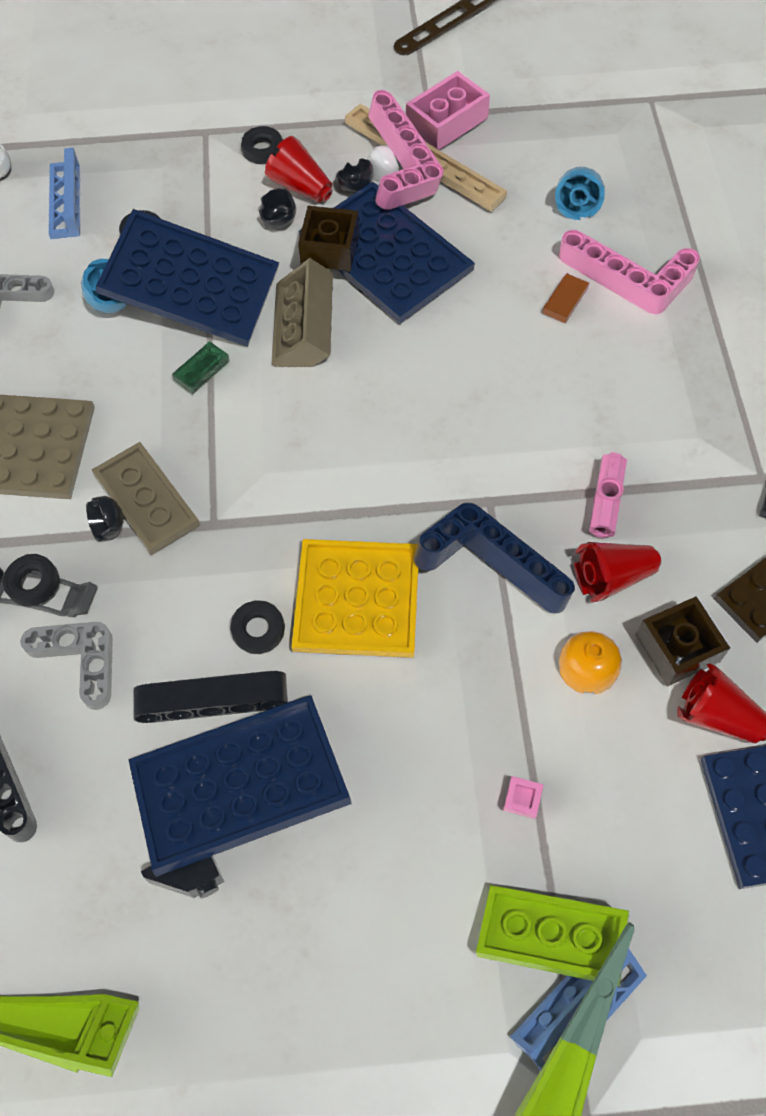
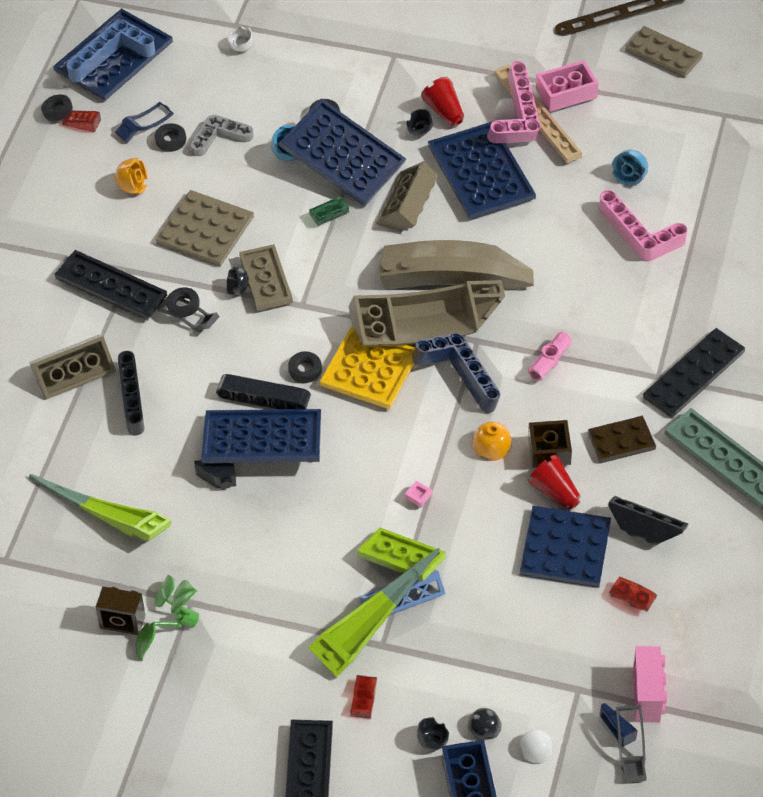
camera: 20 degrees right, 10 degrees down
(70, 198) = (284, 78): medium blue fence -> none
(81, 645) = (199, 347): light grey beam -> none
(257, 135) = (424, 68): black tyre -> none
(329, 237) = (443, 151): dark brown brick -> none
(355, 177) = (482, 114): black hair -> none
(403, 488) = (424, 314): none -> dark tan slope
(405, 397) = (450, 264): none -> dark tan slope
(540, 42) = (664, 51): none -> dark tan plate
(565, 298) = (588, 233): dark orange tile -> none
(613, 567) = (532, 395): red cone -> none

